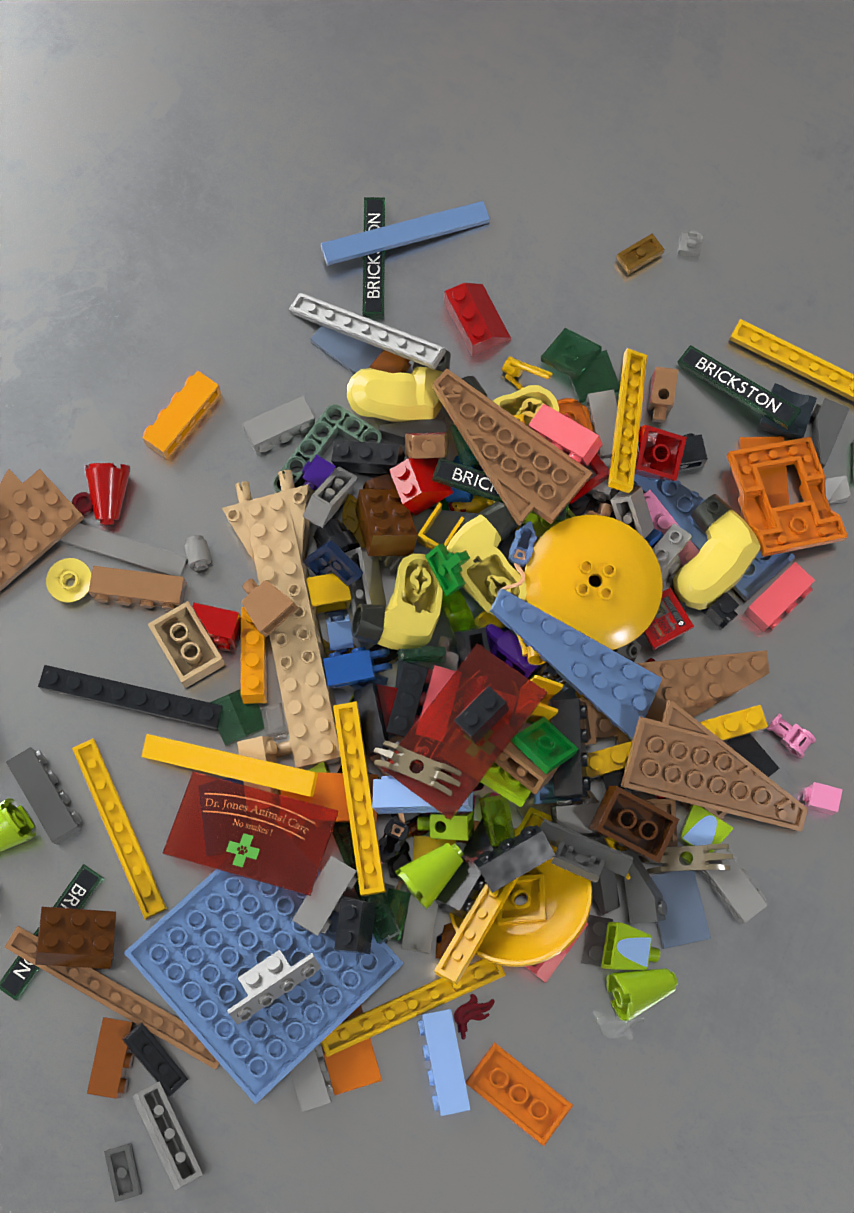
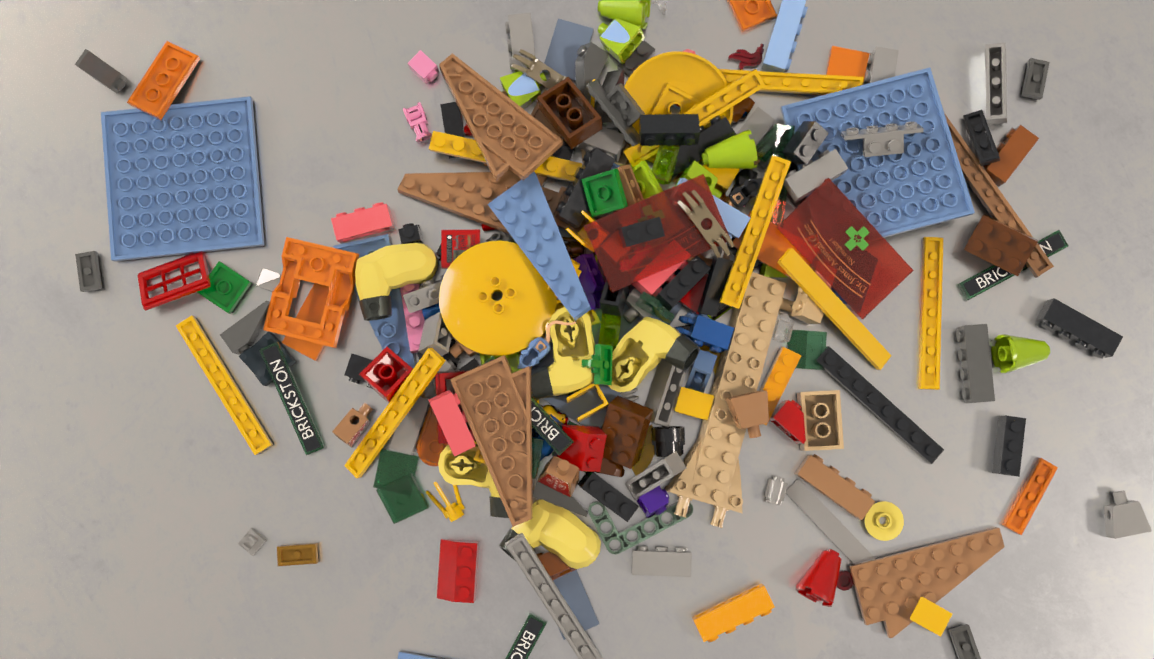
camera: 145 degrees left, 10 degrees up
(333, 558) = (681, 422): dark blue plate -> none

